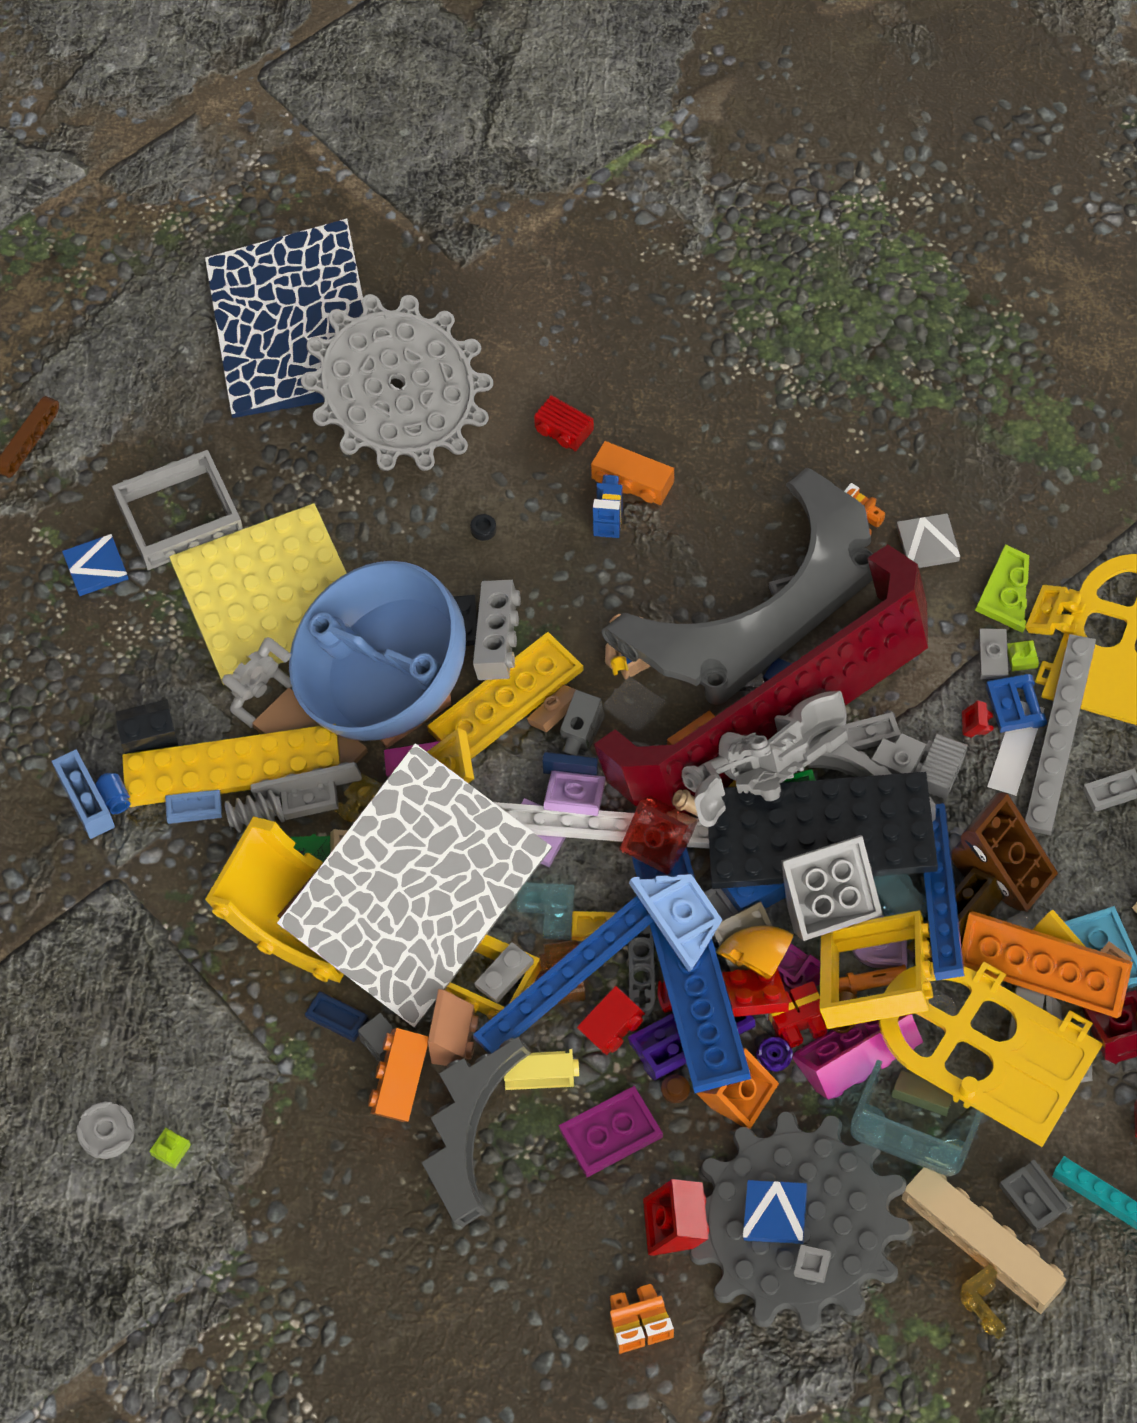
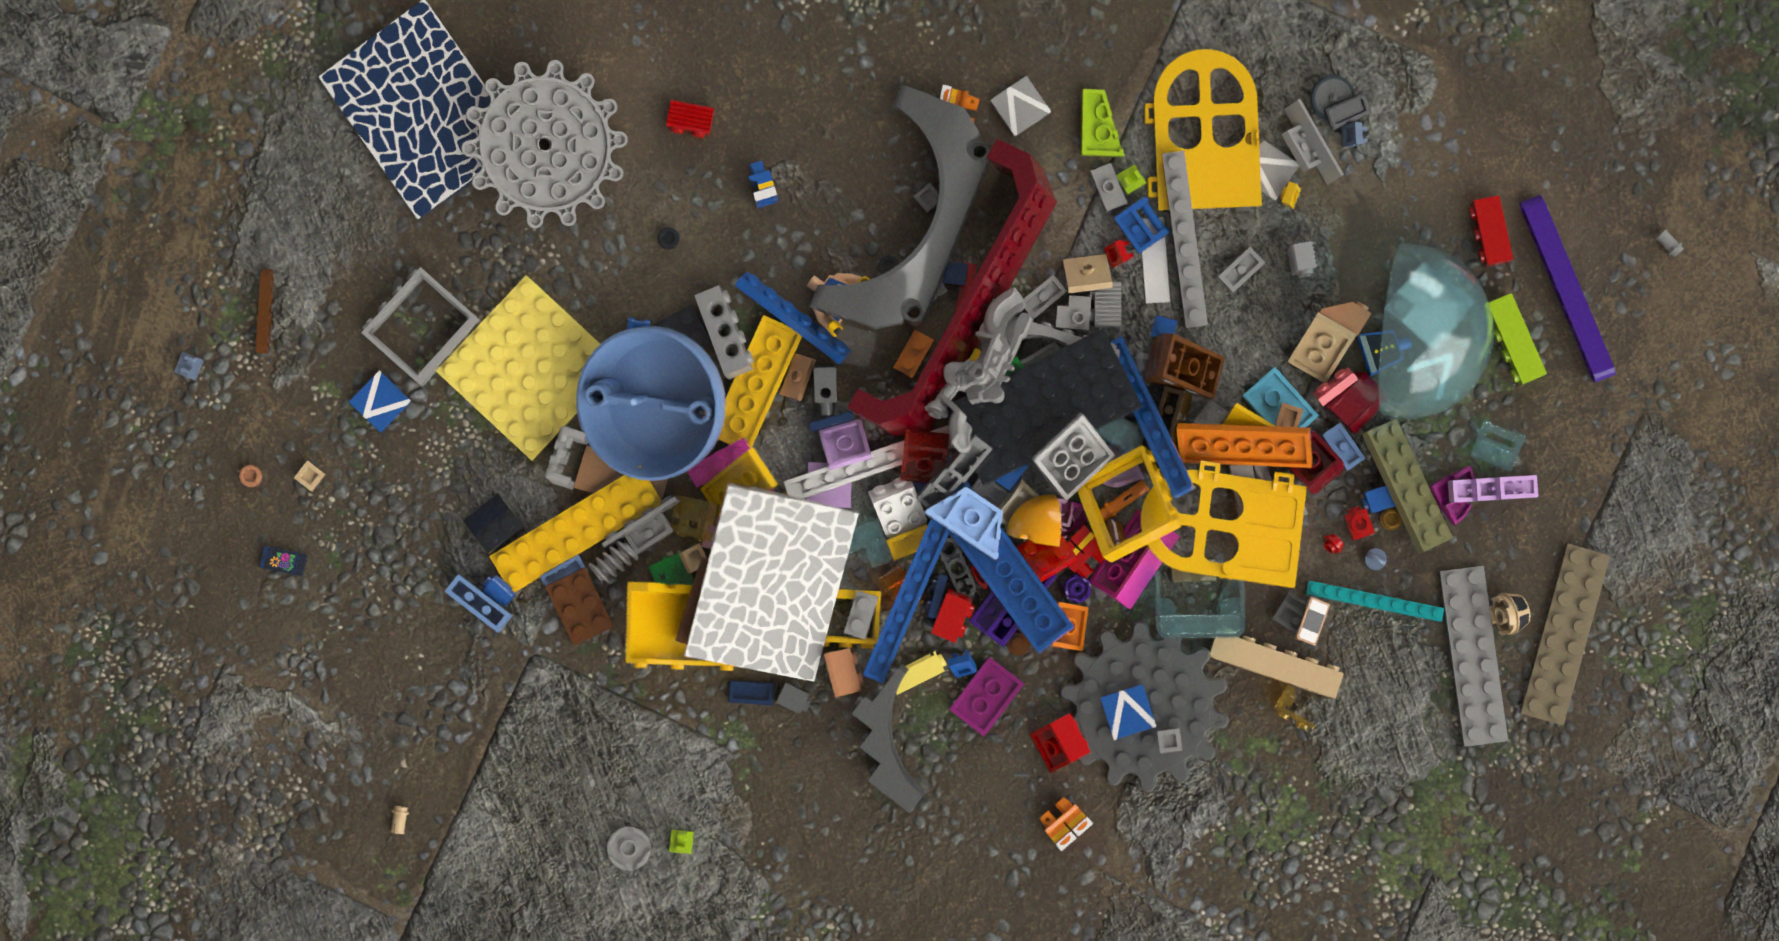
camera: 30 degrees left, 25 degrees up
(191, 843) = (579, 606): none -> reddish brown plate
(398, 1074) = (821, 723): orange brick -> none
(582, 651) = (793, 318): none -> blue plate
(597, 1082) = (962, 665): none -> blue tile
(602, 882) = (897, 507): none -> white bracket
(607, 983) = (938, 587): none -> dark blue plate
(636, 472) = (765, 143): orange brick -> none
(684, 801) = (934, 425): tan pin -> none
(688, 851) = (953, 472): none -> dark grey slope
(932, 723) = (1087, 273): none -> tan plate
(1048, 609) = (1136, 132): yellow plate -> none
(1049, 1202) = (1312, 621): none -> slope
(1110, 1127) = (1333, 543): none -> red plate

